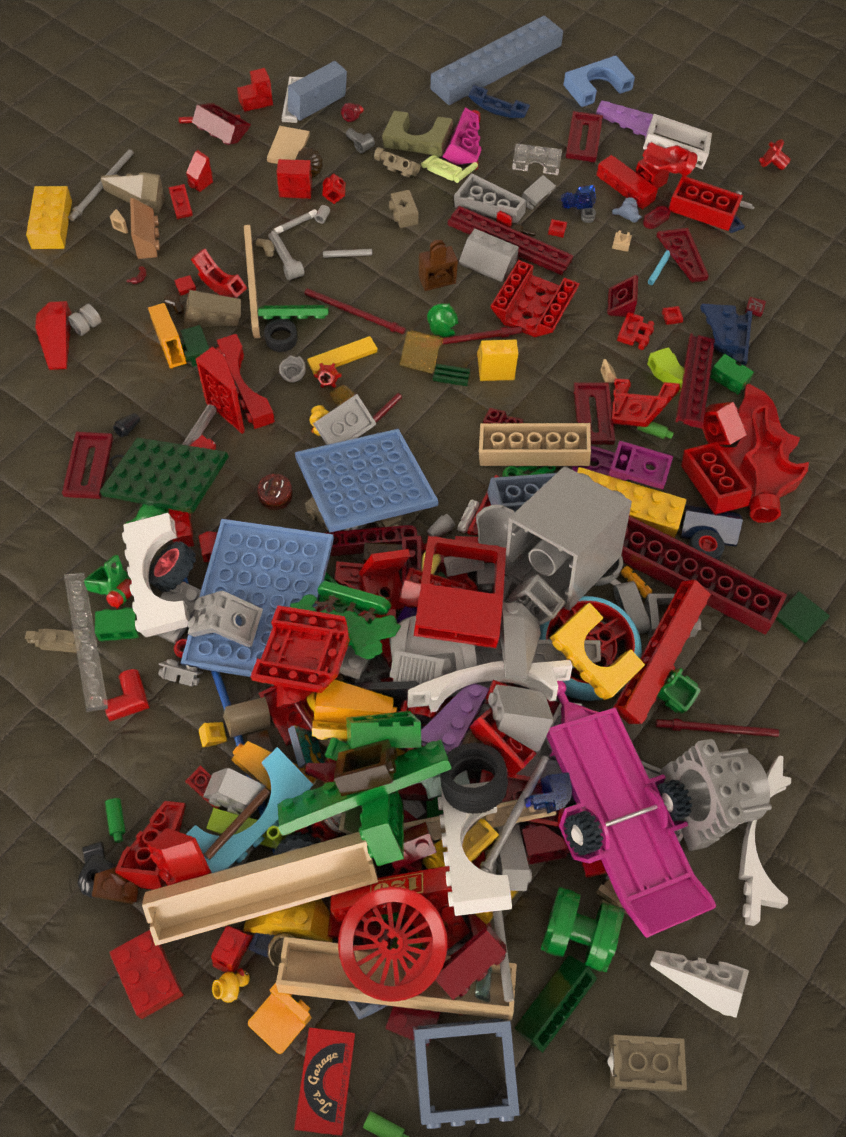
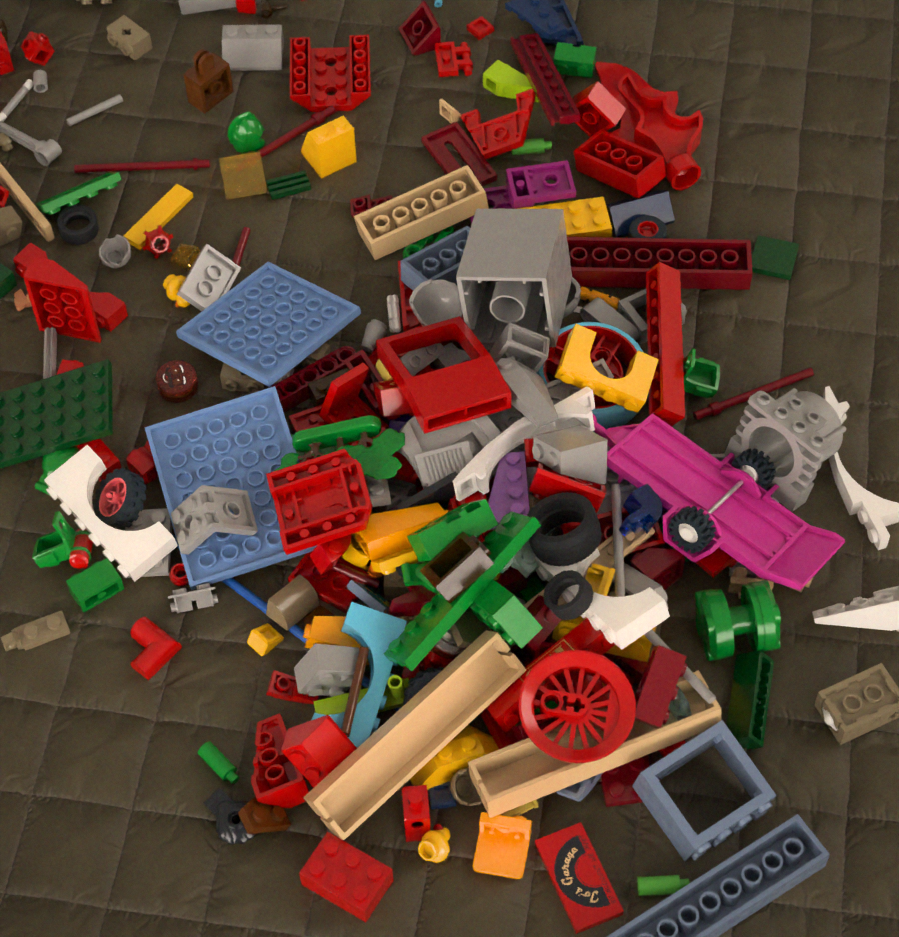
camera: 25 degrees left, 5 degrees down
(85, 643) = (74, 614): clear plate -> none
(447, 853) = (577, 605): none -> black tyre
(529, 248) = (293, 21): dark red plate -> none

